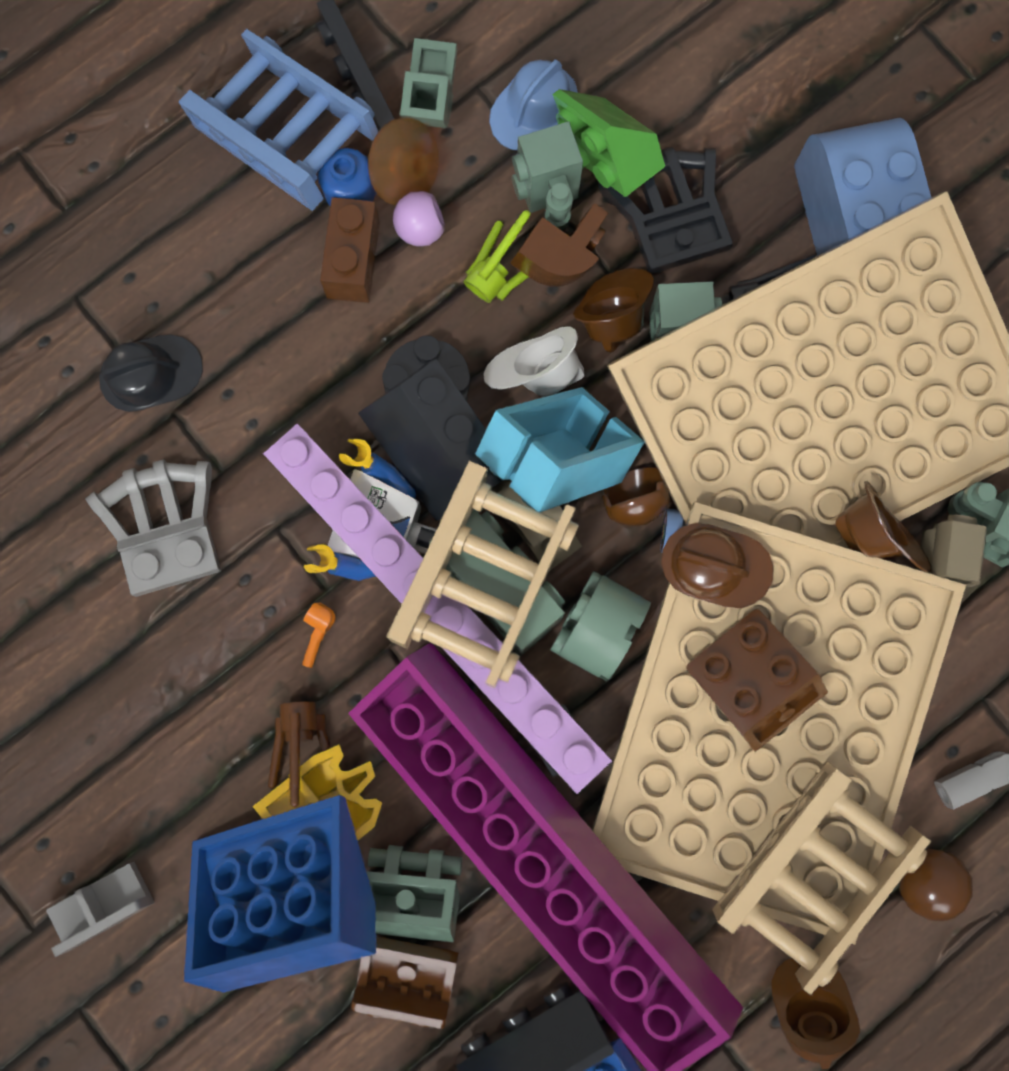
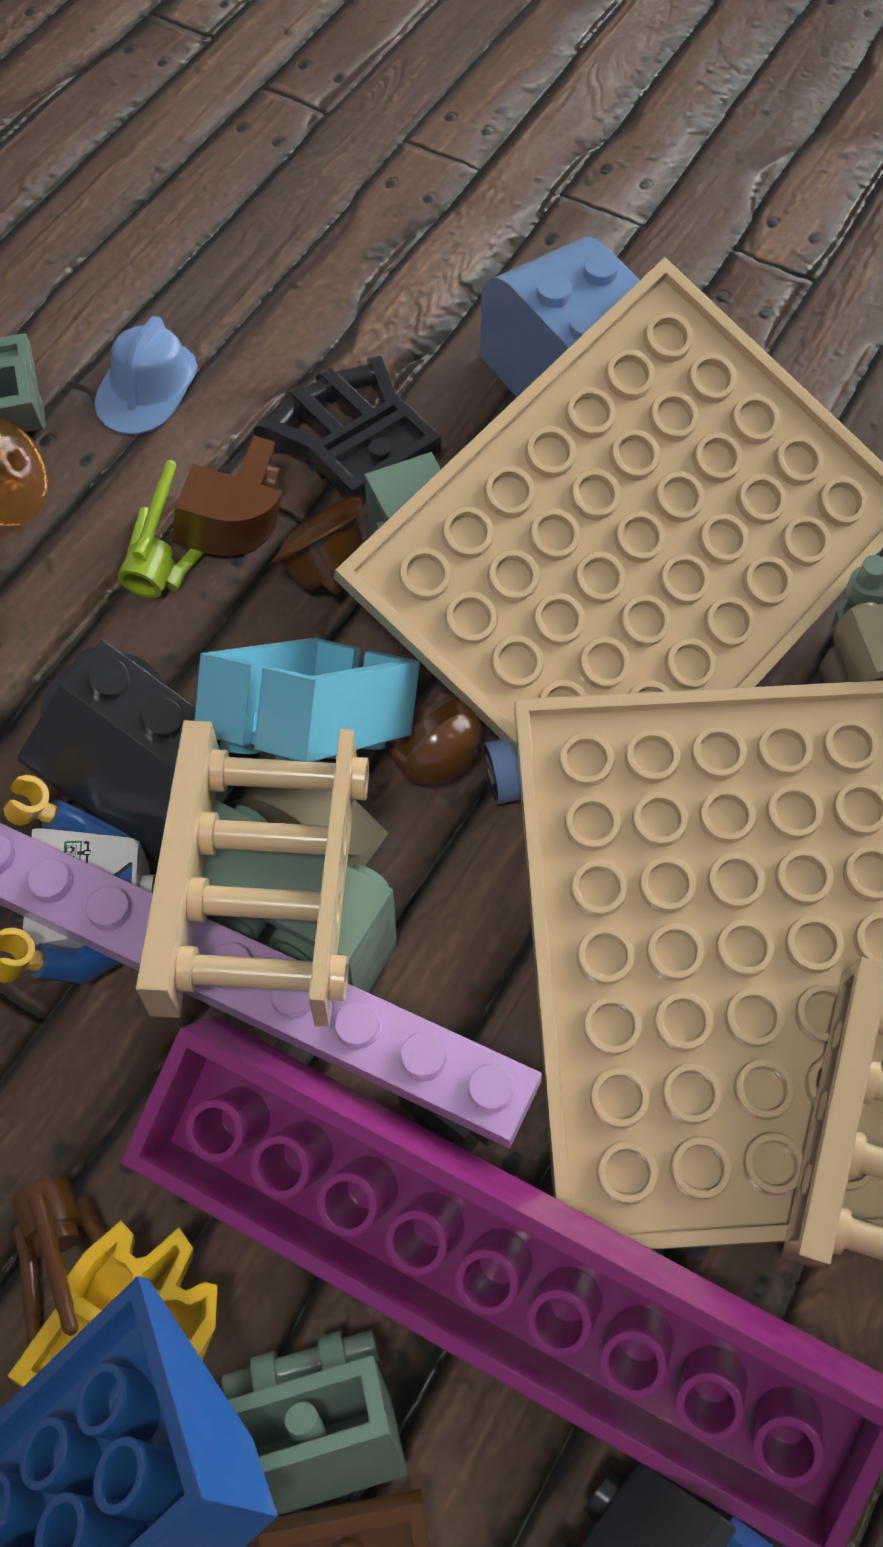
camera: 20 degrees left, 20 degrees down
(322, 619) = (48, 1061): orange hand -> none
(418, 219) = (35, 527): lavender piece -> none
(539, 364) = (263, 620): white piece -> none
(548, 172) = (182, 416): sand green brick -> none
(601, 626) = (455, 911): sand green brick -> none
(610, 141) = (245, 369): bright green slope -> none
(717, 565) = (577, 766): reddish brown piece -> none
(757, 679) = (701, 888): reddish brown bracket -> none
(876, 532) = (757, 657): reddish brown piece -> none

